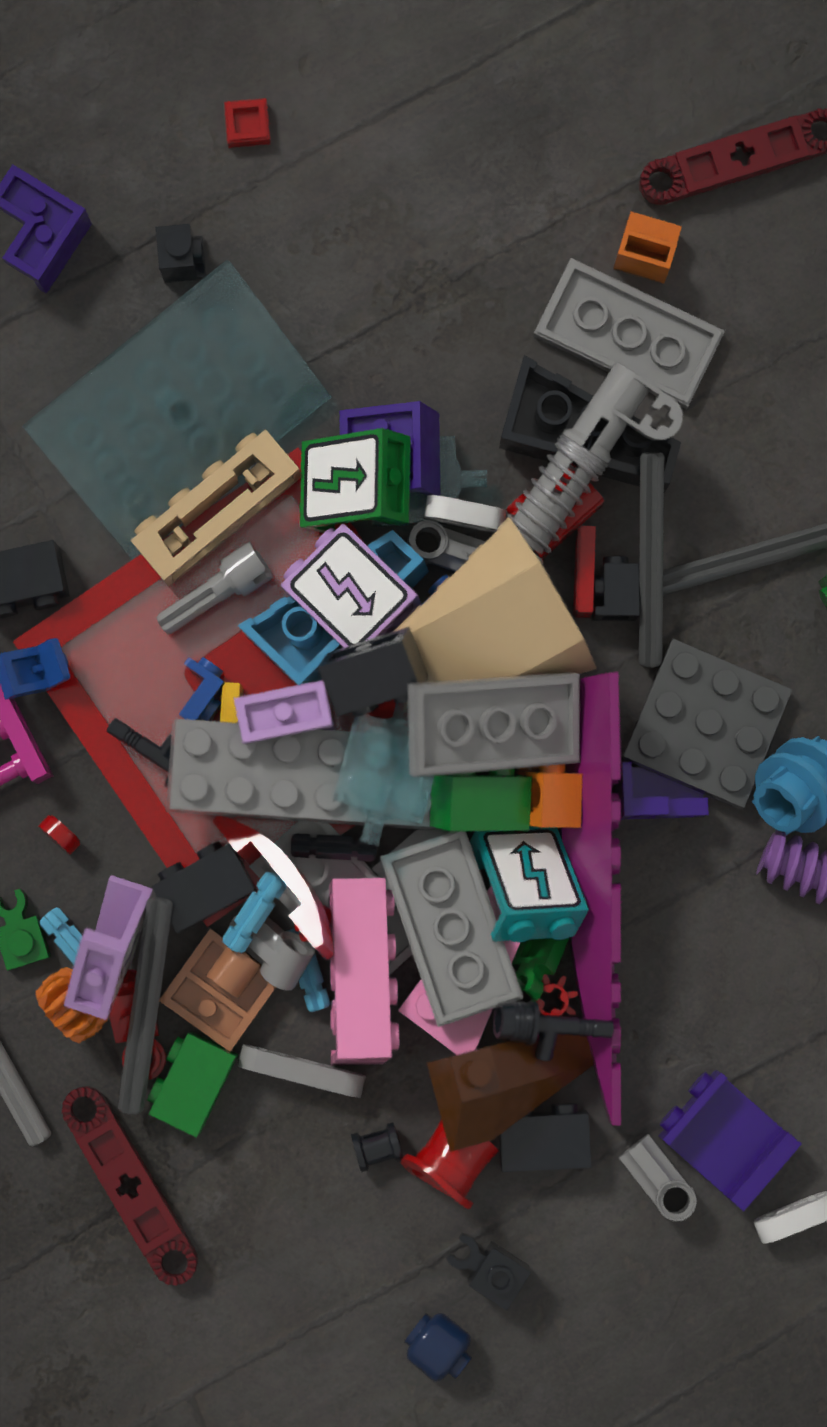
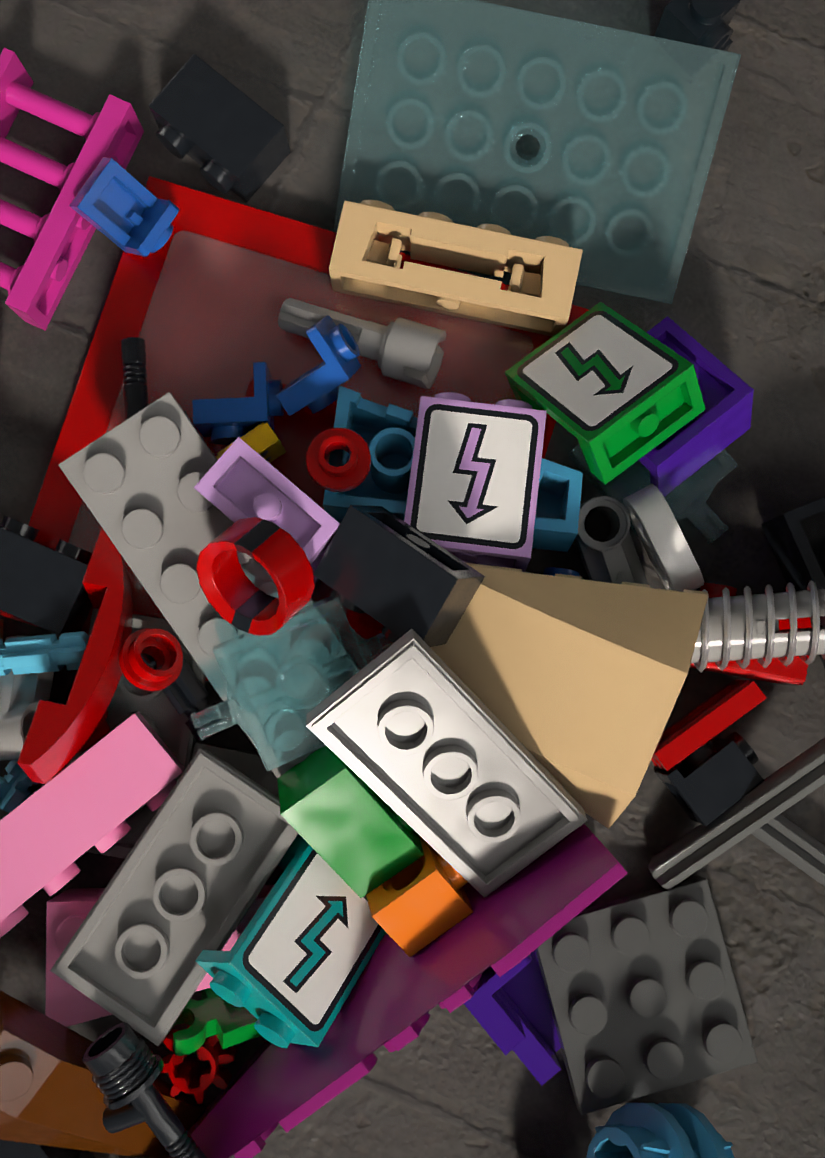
camera: 55 degrees right, 0 degrees up
(223, 634) = (320, 384): none -> blue bracket
(291, 666) = (343, 477): none -> red plate
(309, 846) = (165, 651): none -> red plate
(321, 766) = (234, 593): none -> red piece

